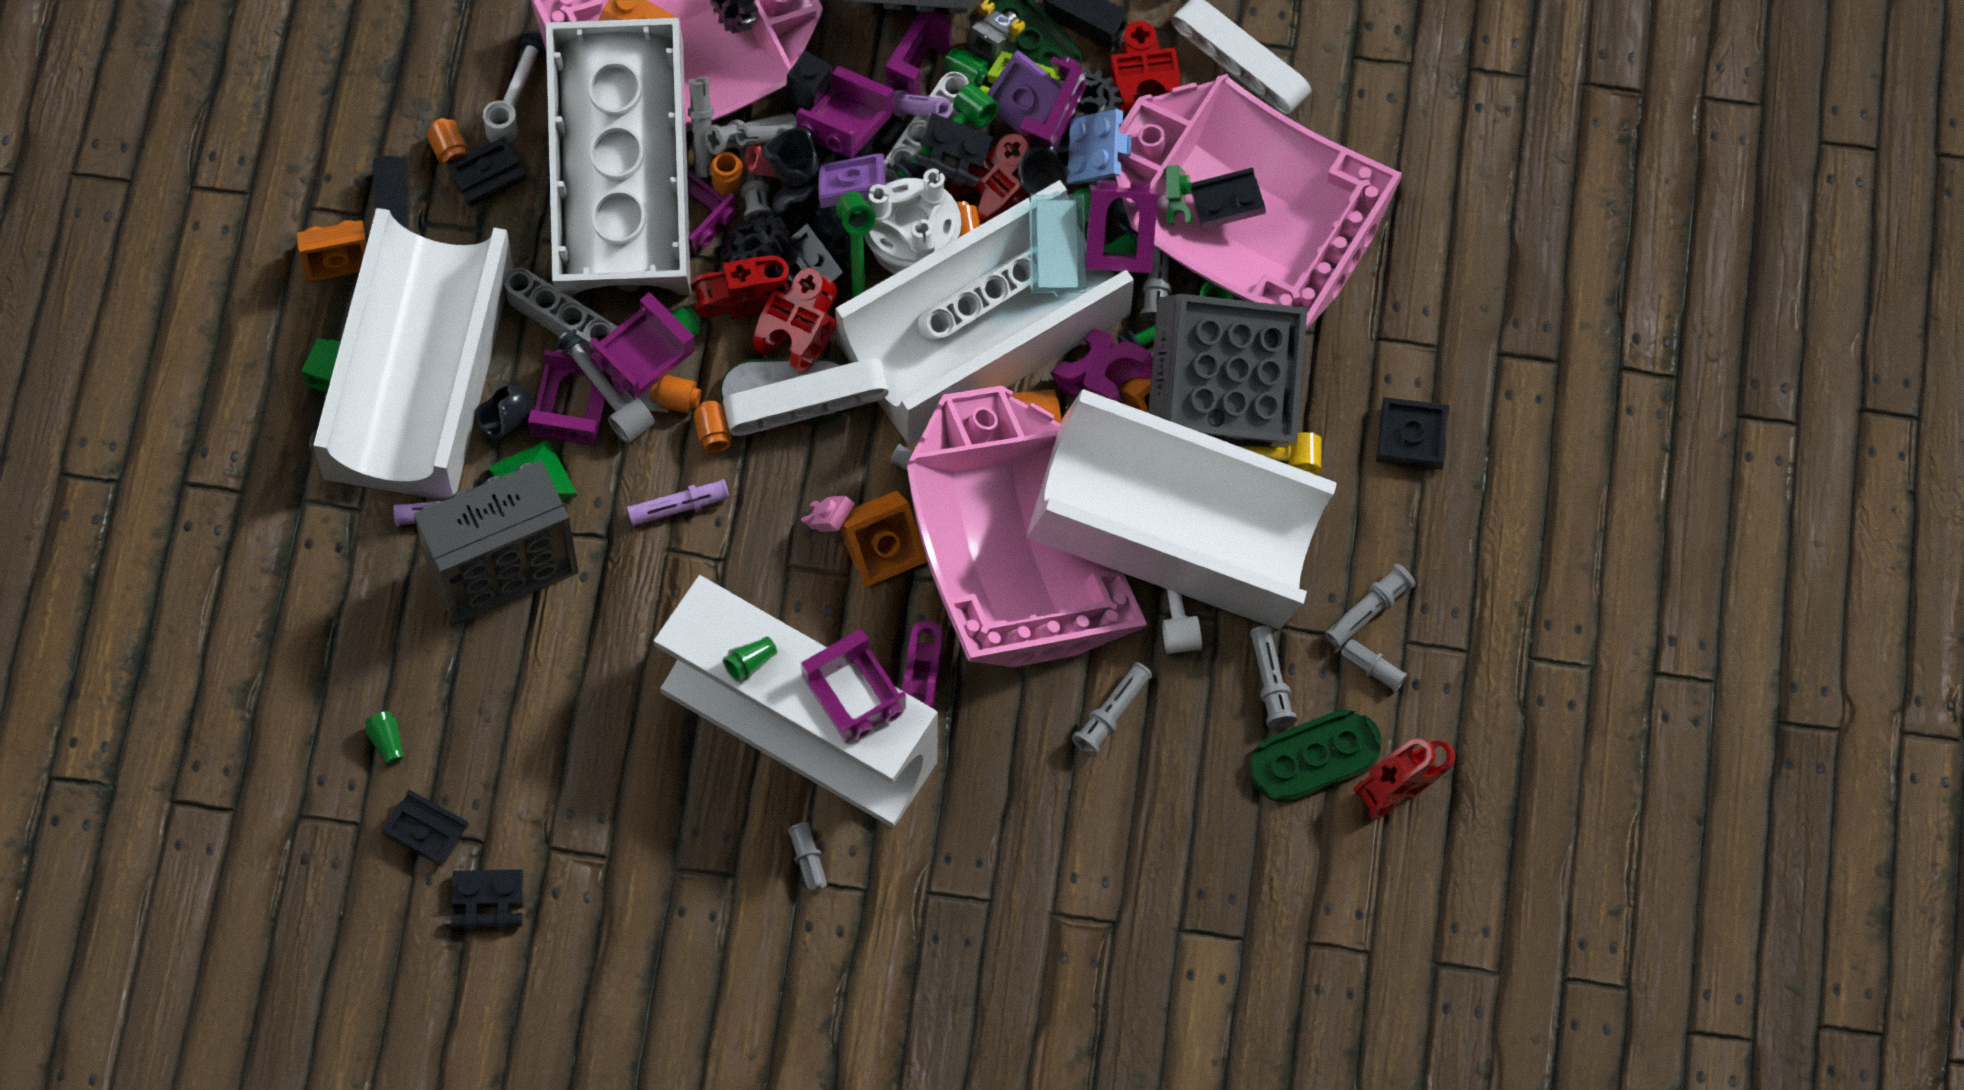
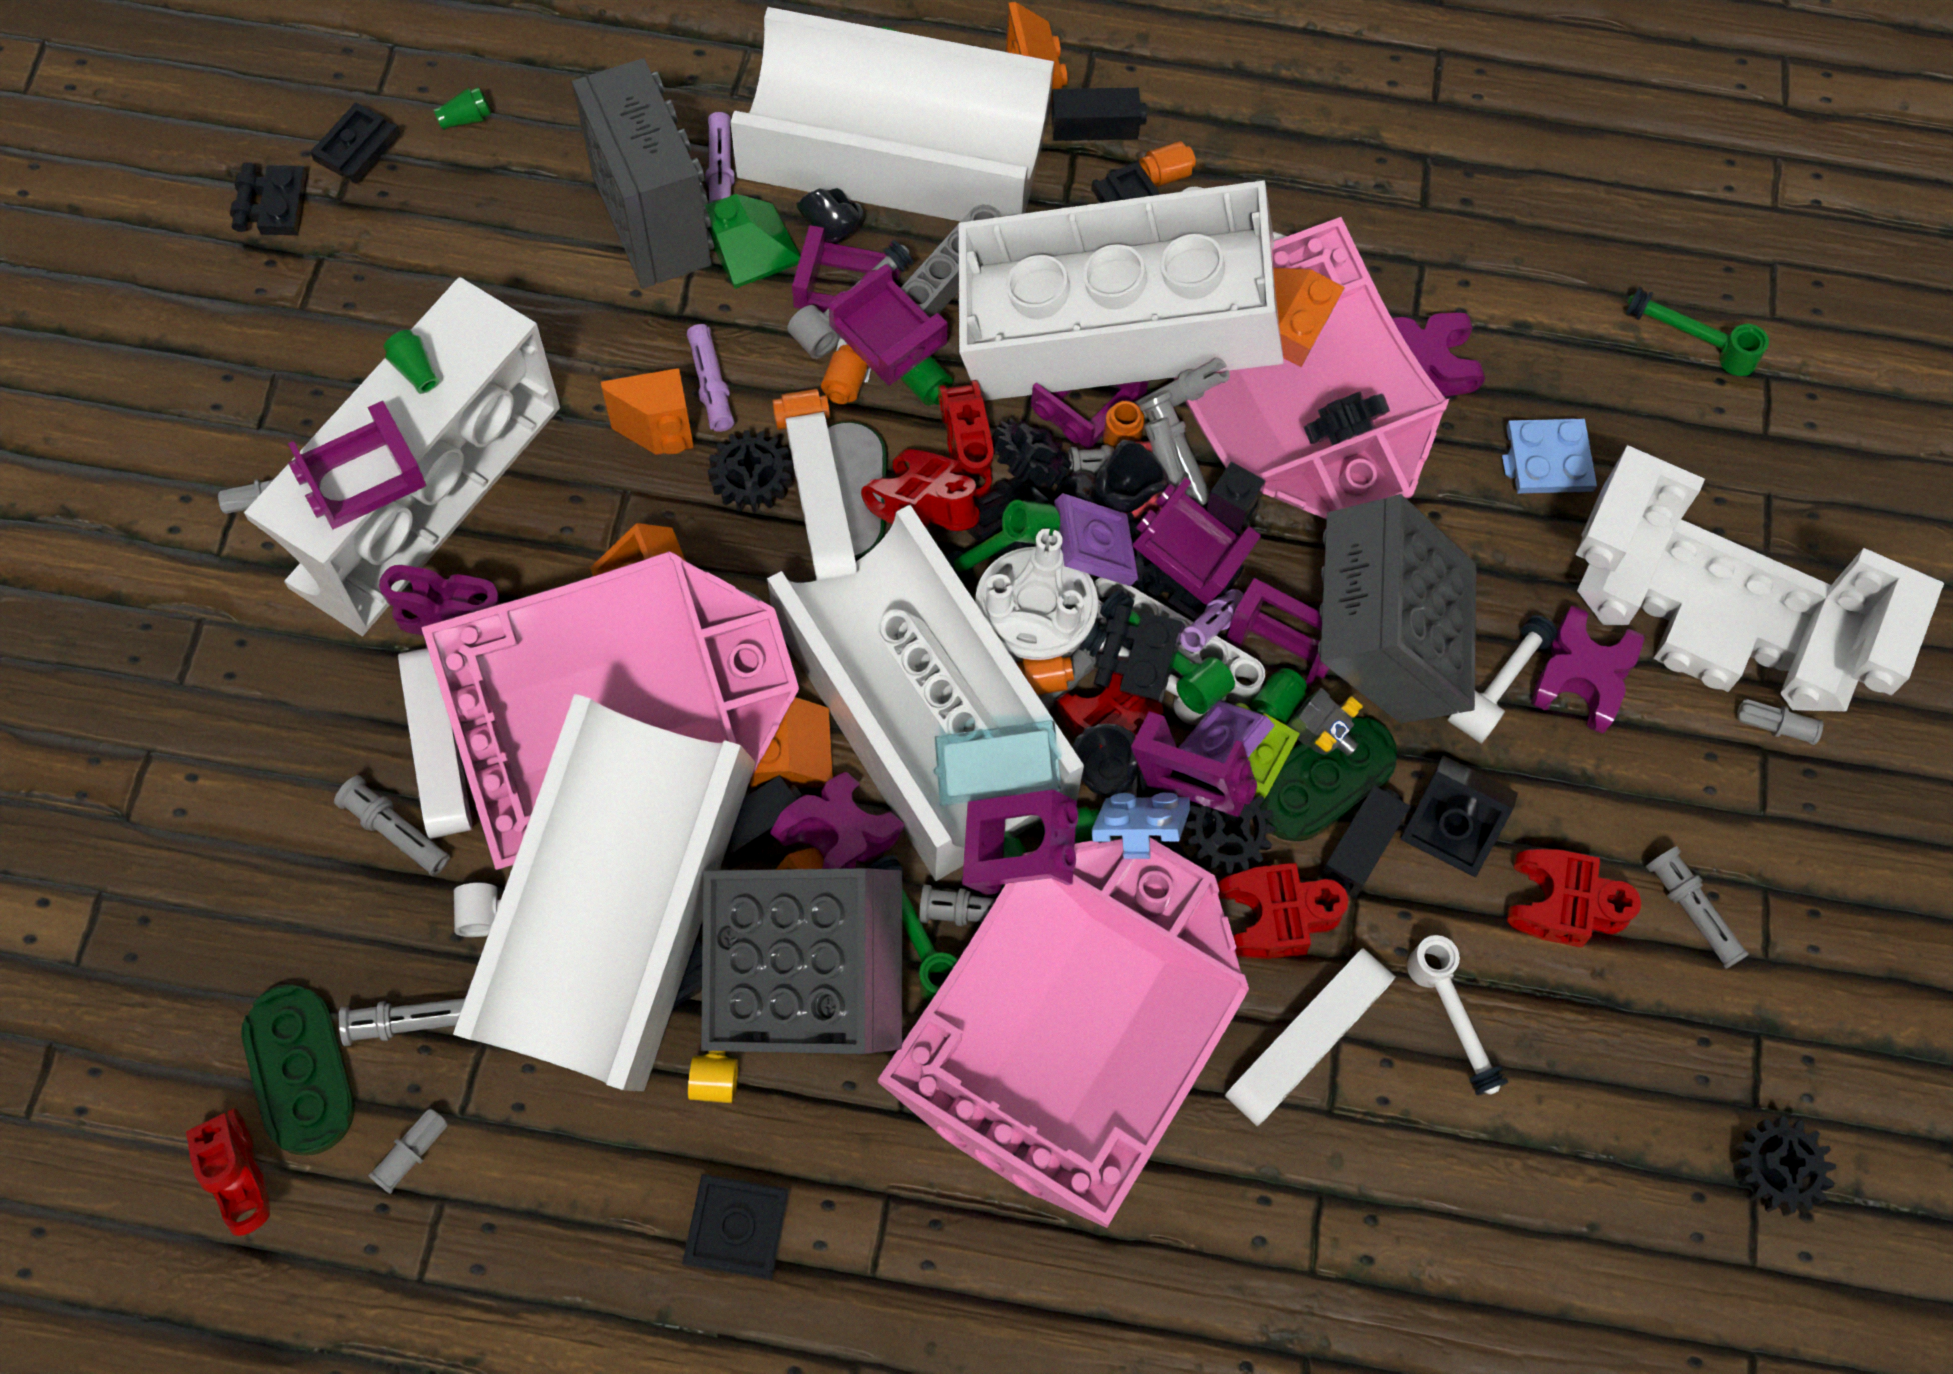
camera: 90 degrees right, 0 degrees up
(728, 531) = (650, 410): none -> orange slope
(758, 464) = (731, 475): none -> black gear
(828, 514) = (670, 517): bright pink plate -> none
(1036, 684) = (434, 749): none -> white beam
(1177, 187) = (1079, 919): green plate -> none
(1227, 198) = (1074, 989): black plate -> none
(1380, 596) = (501, 1165): light grey pin -> none

